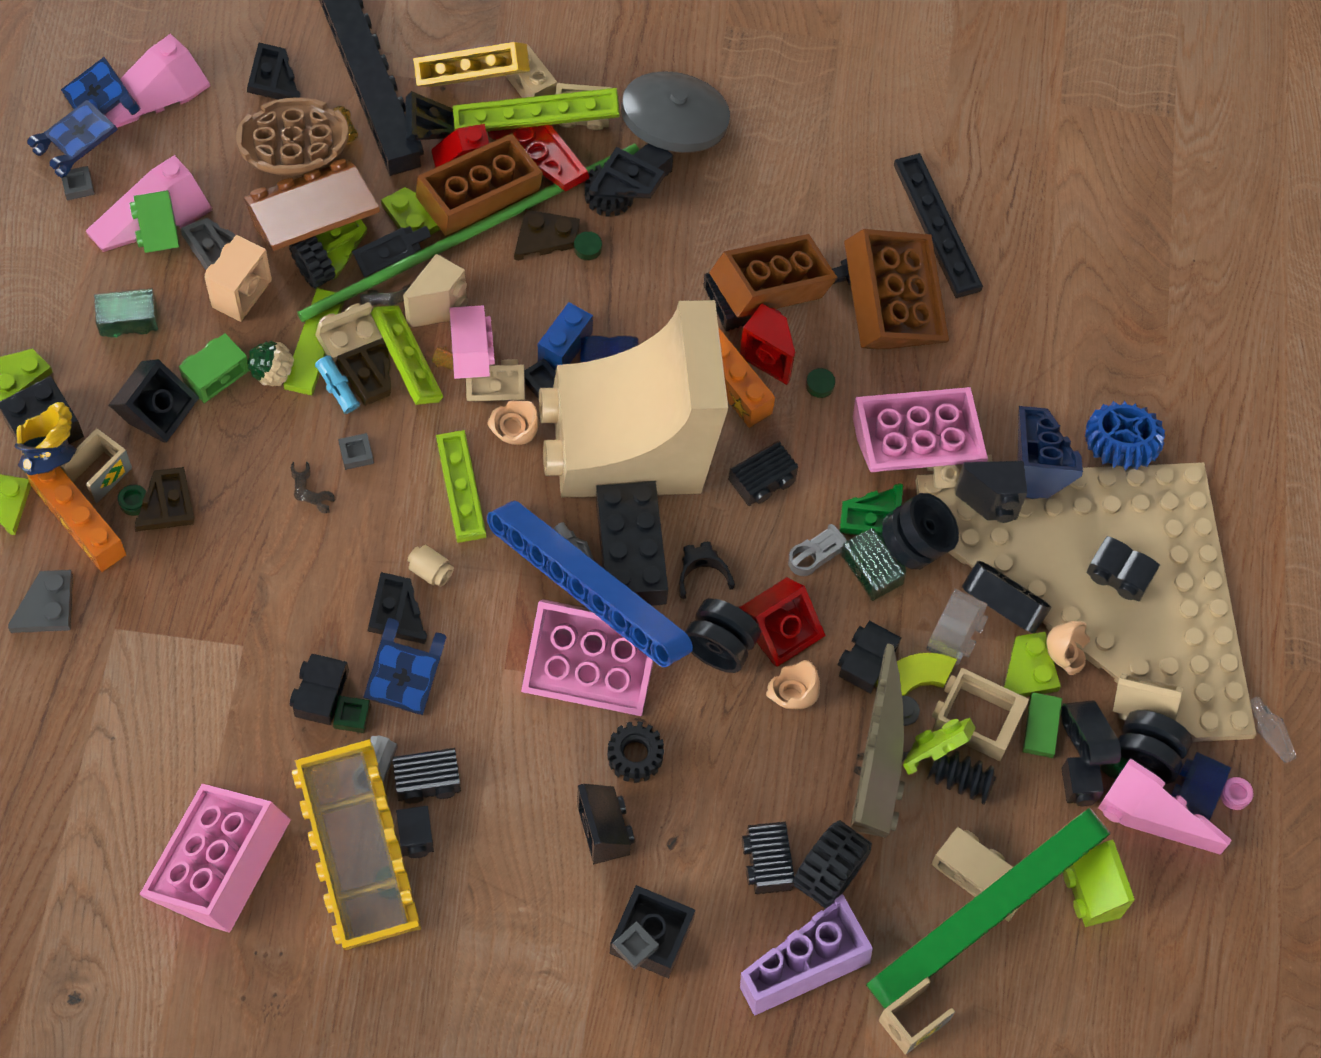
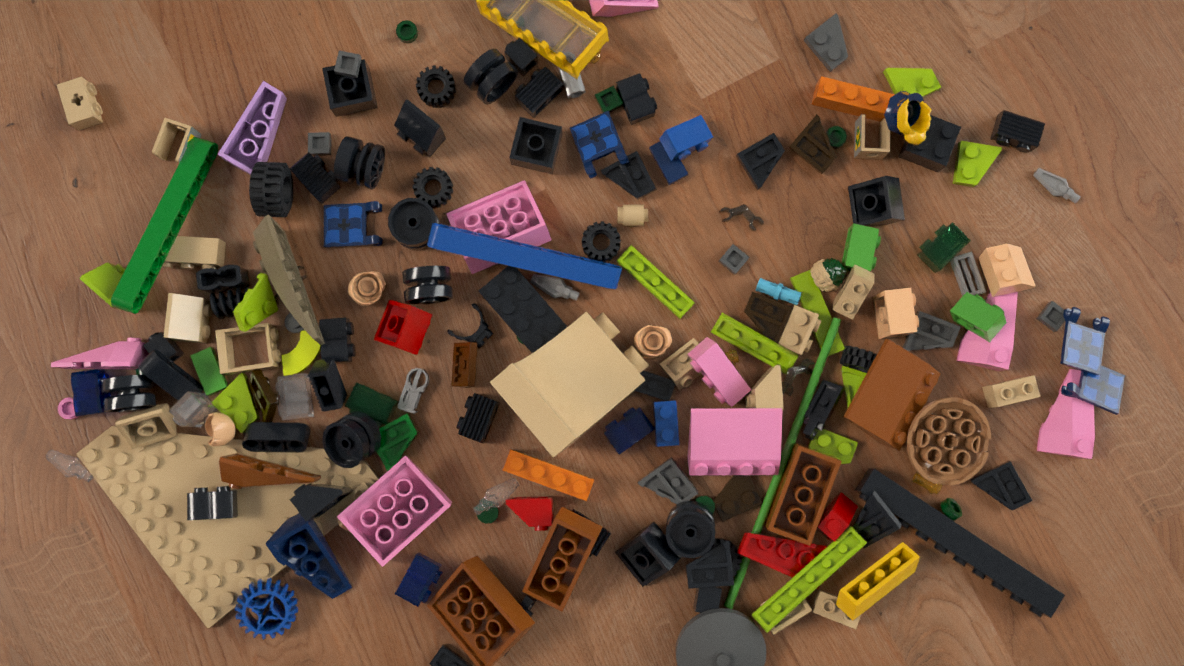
camera: 150 degrees right, 20 degrees up
(84, 247) = (1006, 269): none -> light nougat slope
(136, 275) = (959, 276): none -> light grey tile
(188, 142) = (1011, 391): none -> tan brick
(236, 529) = (761, 159): none -> black wing
(261, 322) = (853, 291): none -> tan brick
(301, 601) = (686, 138): none -> blue brick
(340, 600) = (671, 170): none -> dark blue tile
(342, 86) = (951, 509): none -> dark green tile
(471, 820) = (490, 76): none -> black wheel
(479, 709) = (536, 145): none -> black brick
(487, 578) = (605, 229): none -> black tyre
(511, 265) = (735, 441): none -> bright pink slope
(529, 968) = (407, 31): none -> dark green tile
(551, 851) = (436, 74): none -> black tyre
(605, 286) = (669, 482): none -> dark grey wing
(619, 225) = (690, 529): none -> black wheel
(679, 236) = (648, 554): none -> black slope
(689, 717) = (402, 221): none -> black wheel
(707, 832) = (359, 162): none -> black wheel
(737, 901) = (319, 143): none -> dark grey tile
(740, 529) = (464, 364): none -> reddish brown bracket
(768, 780) = (347, 225): none -> dark blue flag
(800, 387) = (496, 496): none -> clear piece
(910, 606) = (327, 384): none -> black brick
(940, 364) = (418, 580): none -> clear blue brick
(955, 805) = (224, 278): none -> black brick
(994, 648) = (262, 395): none -> dark brown wing
(1029, 788) = (187, 318): none -> tan slope
(1048, 565) = (249, 471): none -> dark orange wedge
(1085, 678) = (192, 409): none -> clear brick

